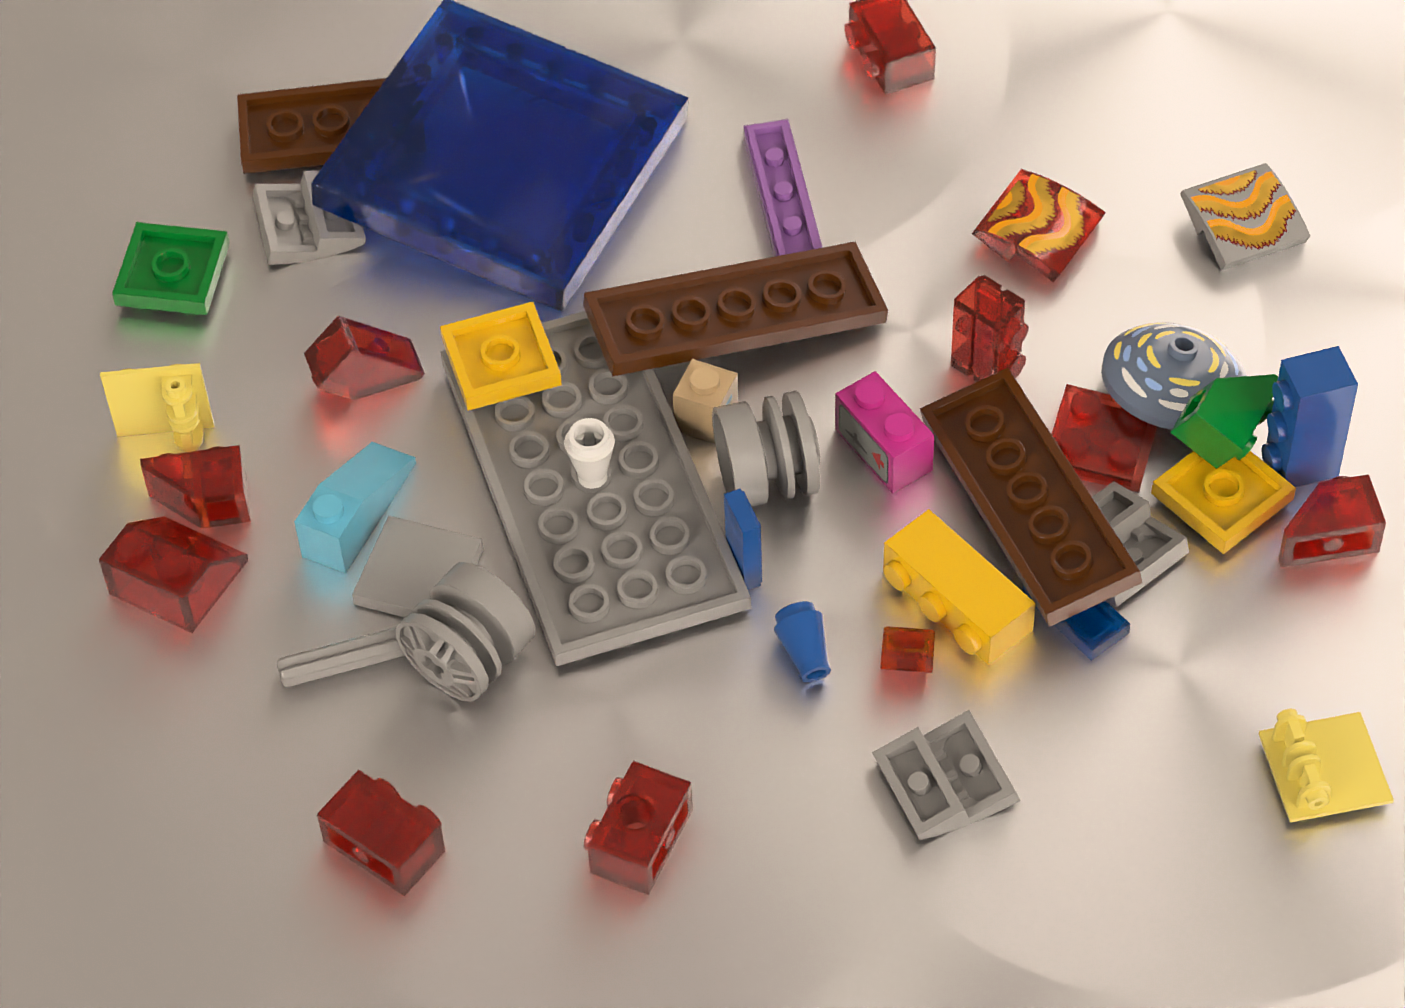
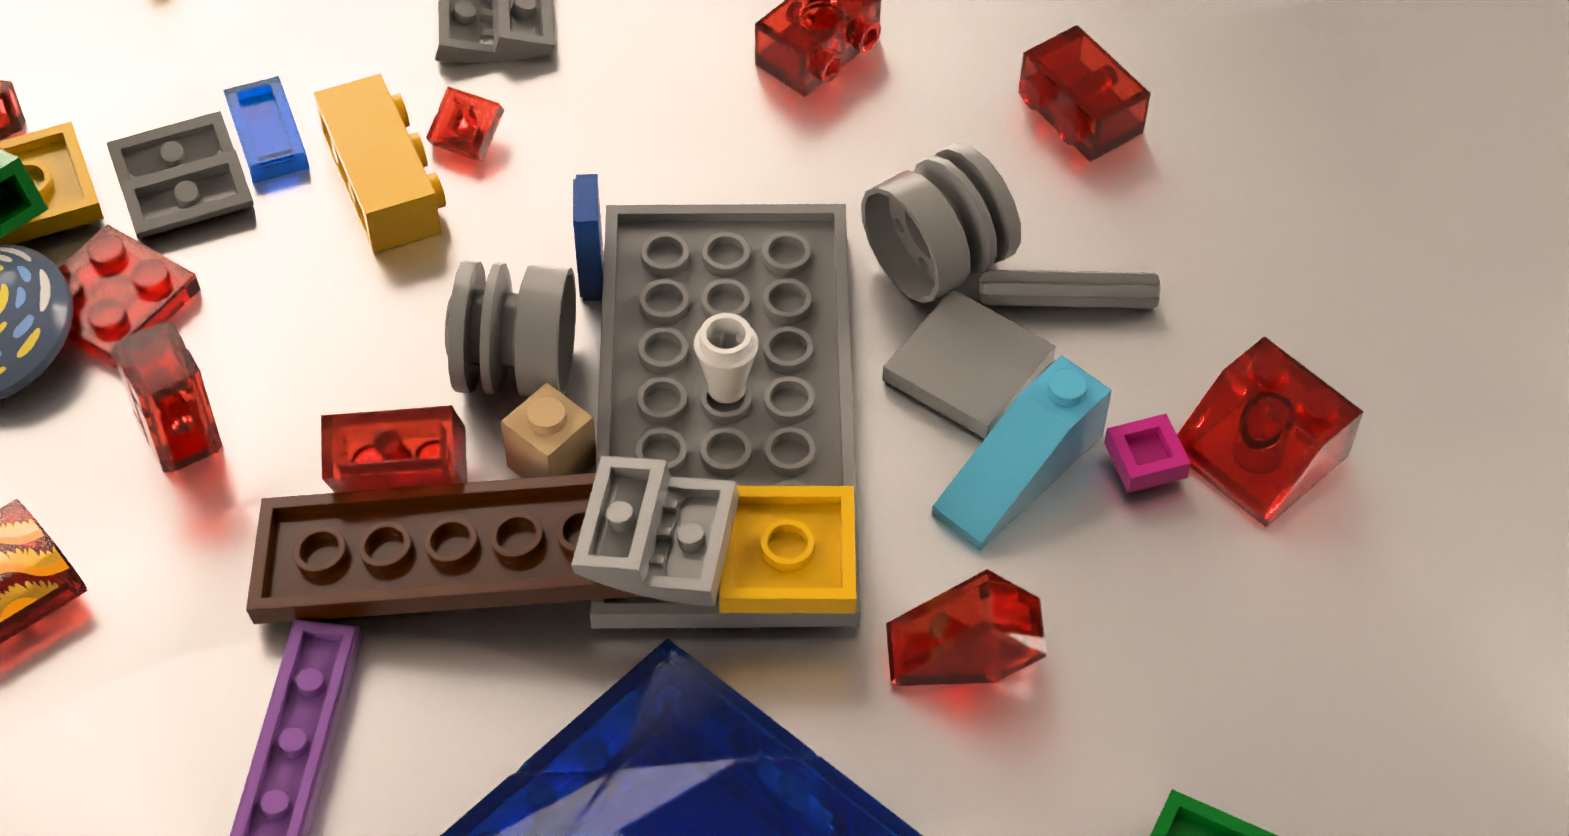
camera: 165 degrees left, 0 degrees up
(160, 402) = (1258, 616): light yellow hinge -> none
(200, 485) = (1218, 524): clear red slope -> none
(262, 529) = (1147, 453): none -> dark pink plate
(588, 313) = (656, 531): none -> light grey slope
(803, 637) = (564, 158): blue cone -> none
(809, 352) = (393, 449): none -> clear red brick
(884, 432) = (359, 341): dark pink brick -> none
(1030, 497) = (244, 218): reddish brown plate -> none

